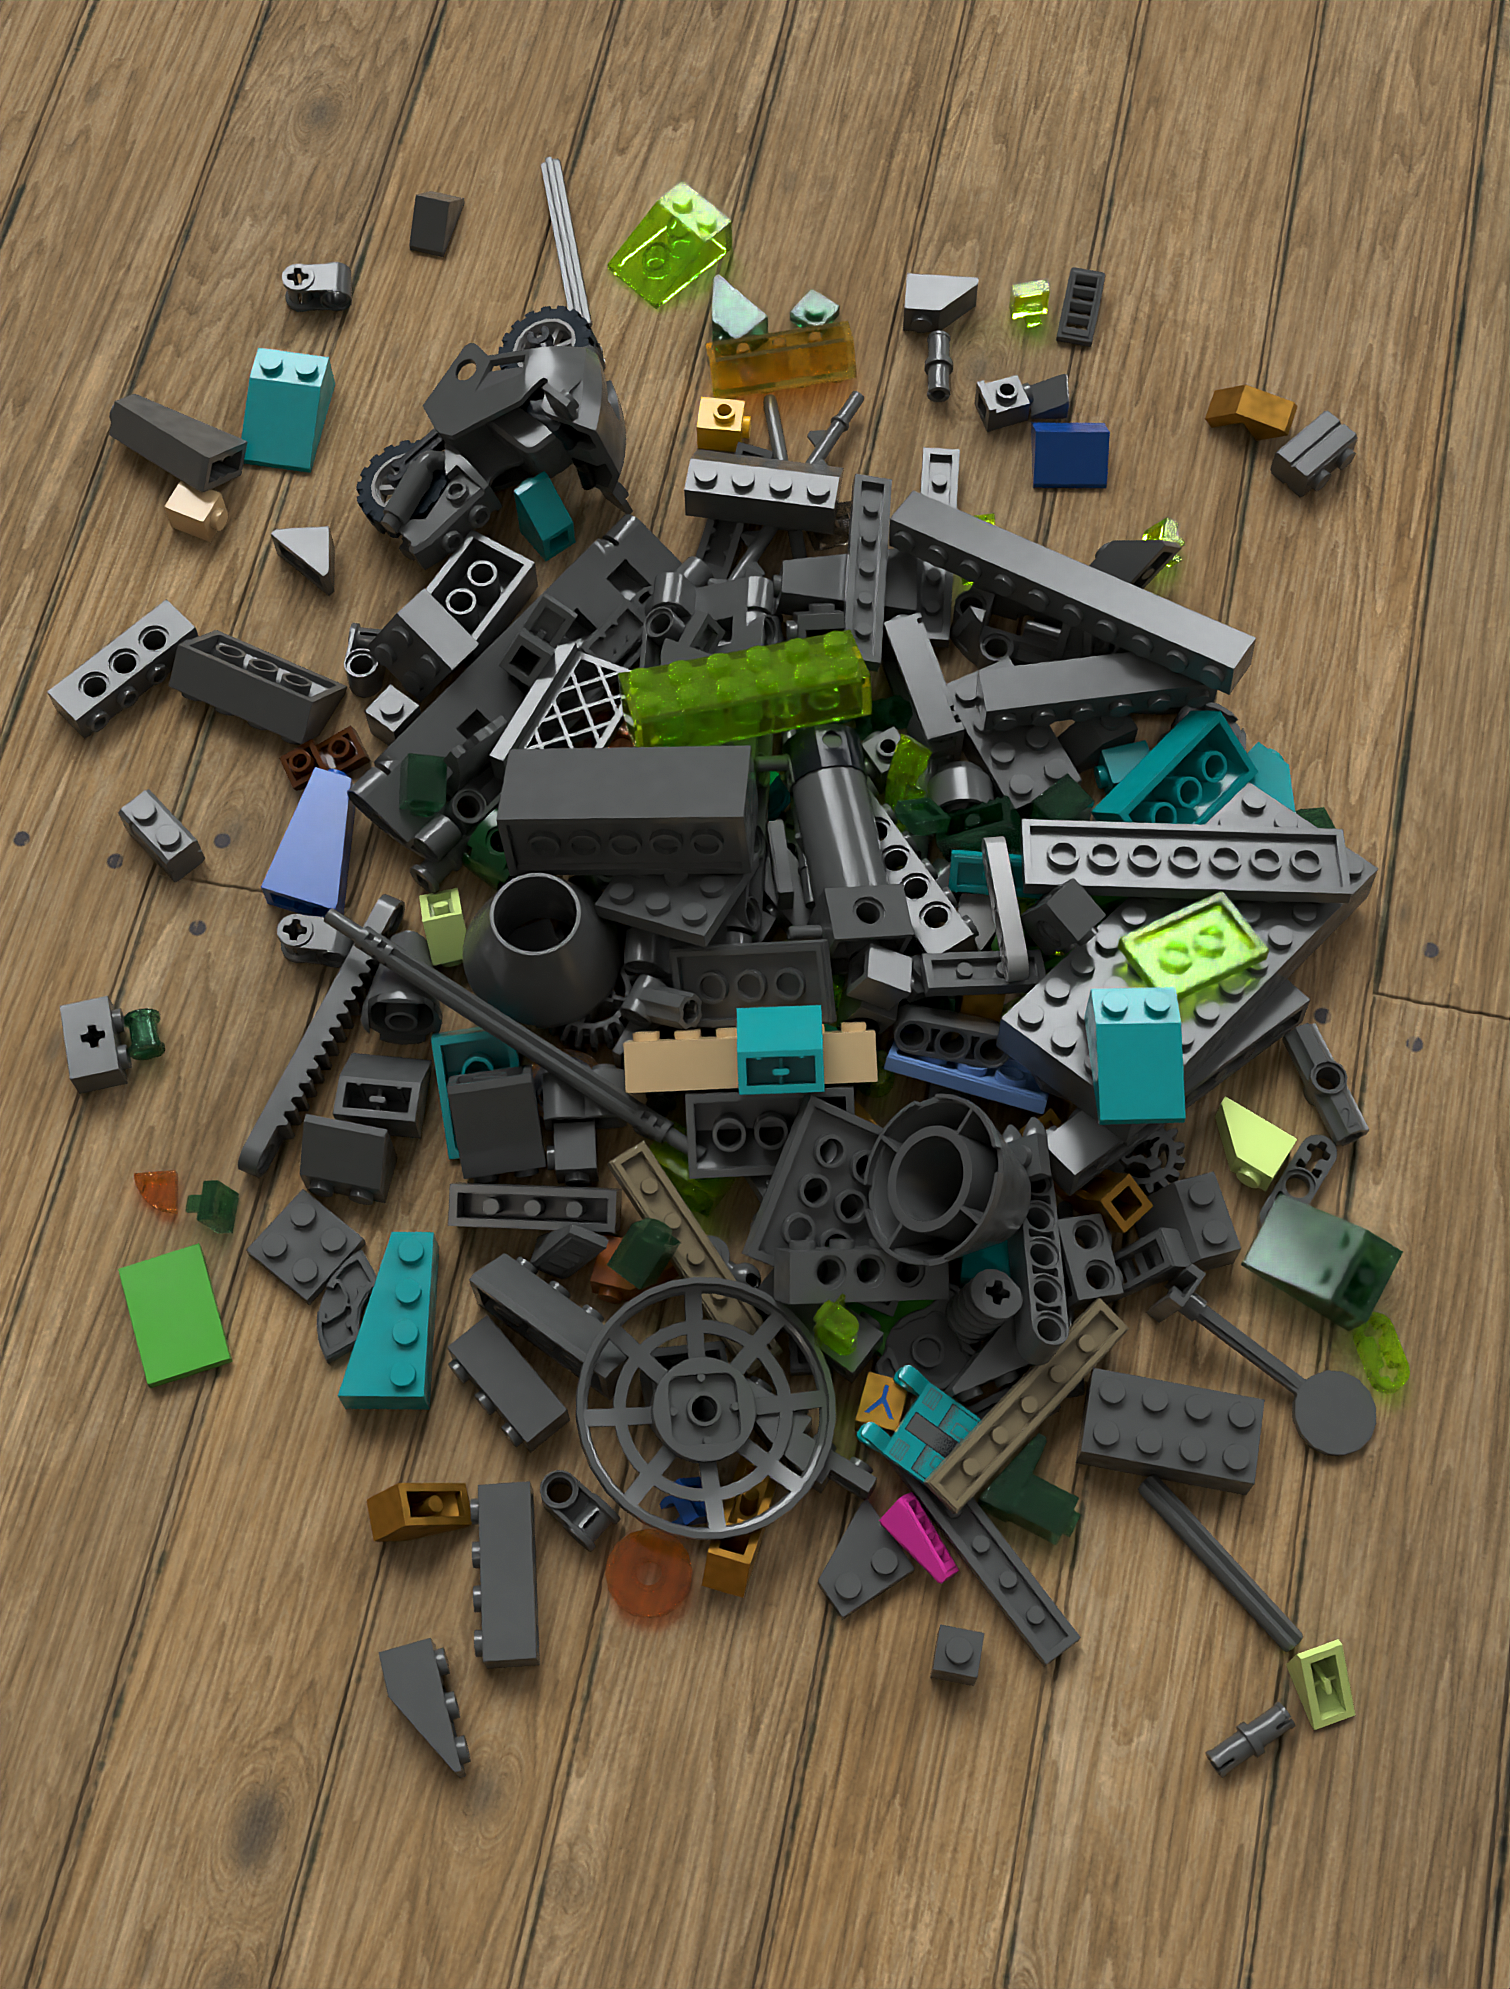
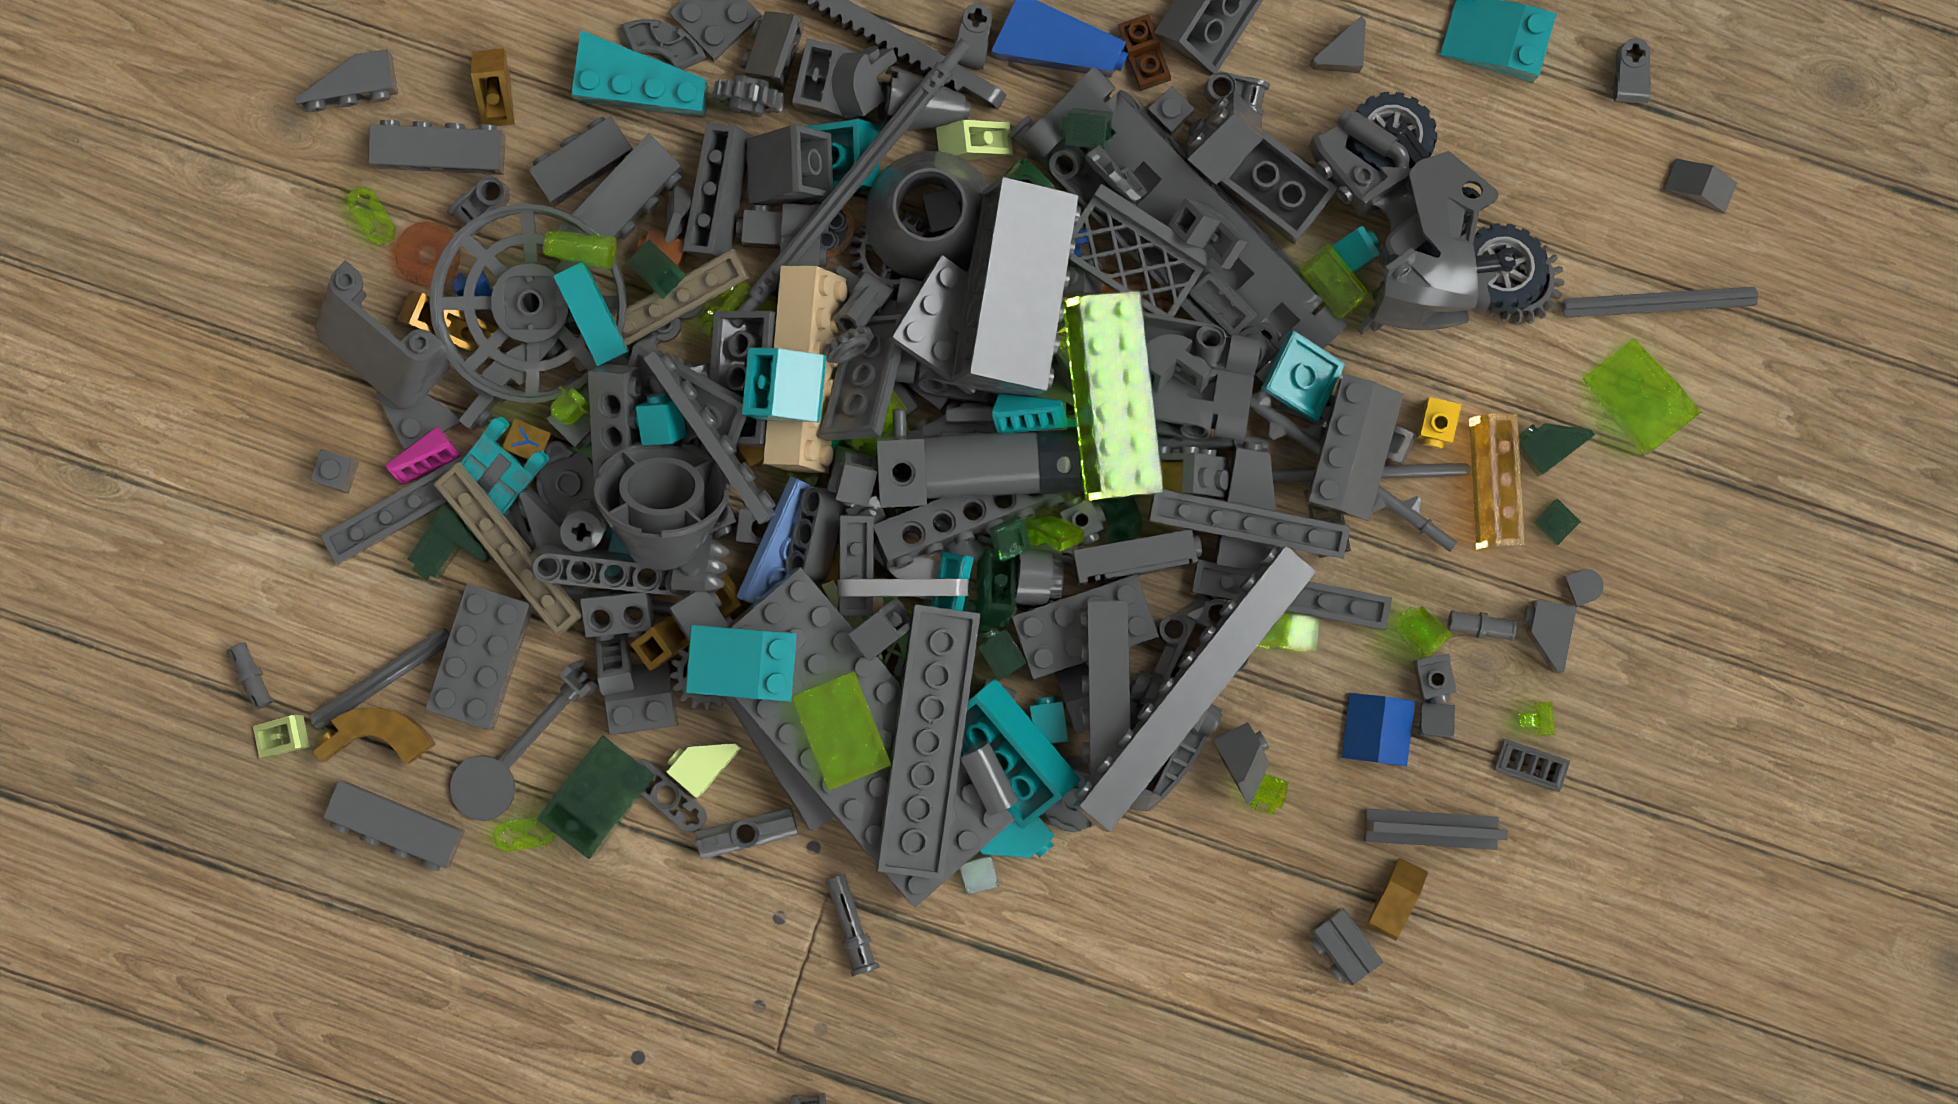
camera: 100 degrees right, 20 degrees up
(381, 1050) = (856, 81): none -> dark grey brick
(409, 1180) = (748, 96): none -> dark grey gear
(577, 525) = (1334, 282): none -> clear neon green slope
(598, 1647) = (378, 212): none -> clear neon green beam
(630, 1328) = (581, 248): none -> clear neon green axle
(689, 545) = (1303, 376): none -> teal tile
(712, 1315) = (591, 313): none -> teal tile
(716, 999) = (848, 345): none -> dark grey gear
(776, 791) = (1027, 414): none -> teal slope
(784, 1616) = (396, 368): none -> dark grey windscreen
(840, 1145) = (703, 424): none -> dark grey plate
(841, 1209) = (659, 420): none -> teal brick
(881, 282) = (1584, 586): none -> dark grey tile
(959, 408) = (1421, 631): none -> clear neon green slope
(1168, 381) = (1433, 829): none -> dark grey fence
(1210, 796) = (988, 778): none -> dark grey brick
(1281, 1562) = (397, 729): none -> pearl gold arch
(1407, 1518) = (393, 824): none -> dark grey brick
(1424, 949) = (837, 886): none -> dark grey pin

